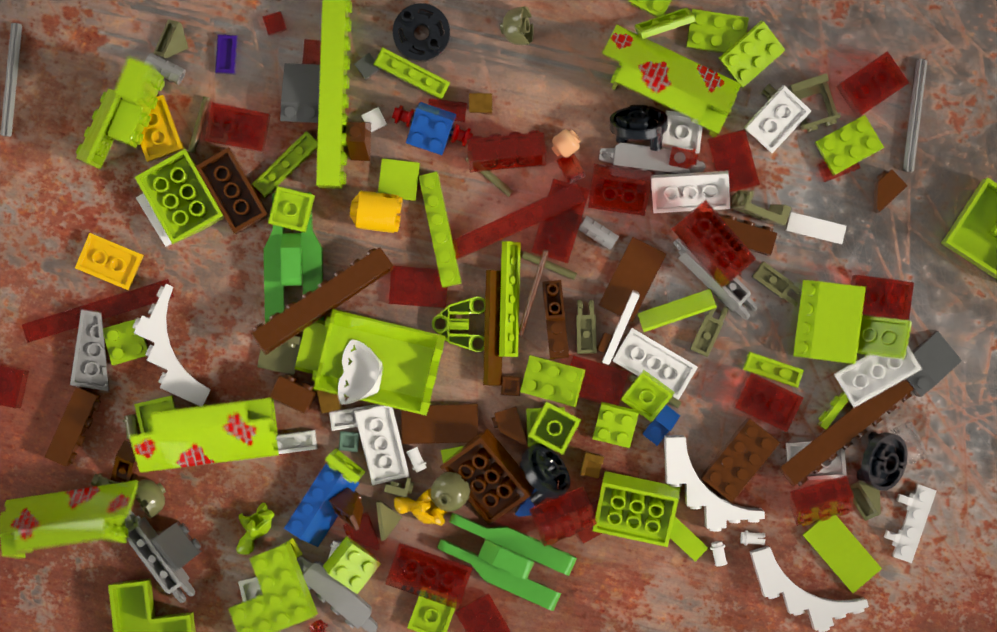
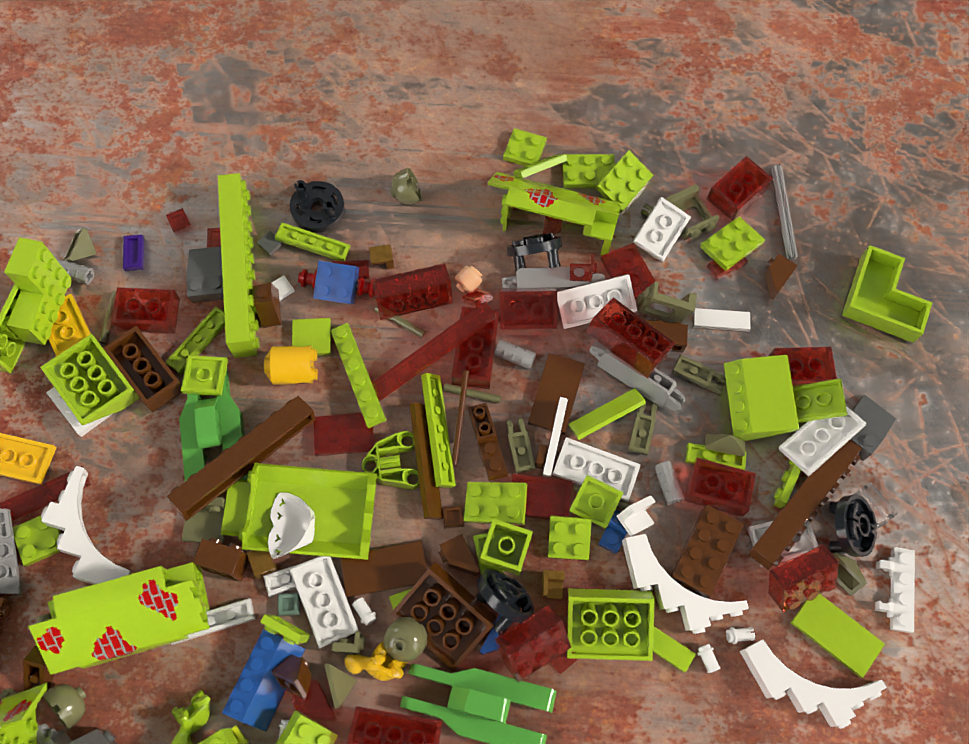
camera: 15 degrees left, 20 degrees down
(681, 132) = (576, 250): white plate -> none
(682, 417) = (635, 516): none -> white panel
(721, 388) = (669, 482): none -> light grey axle
(784, 360) = (725, 443): none -> olive slope

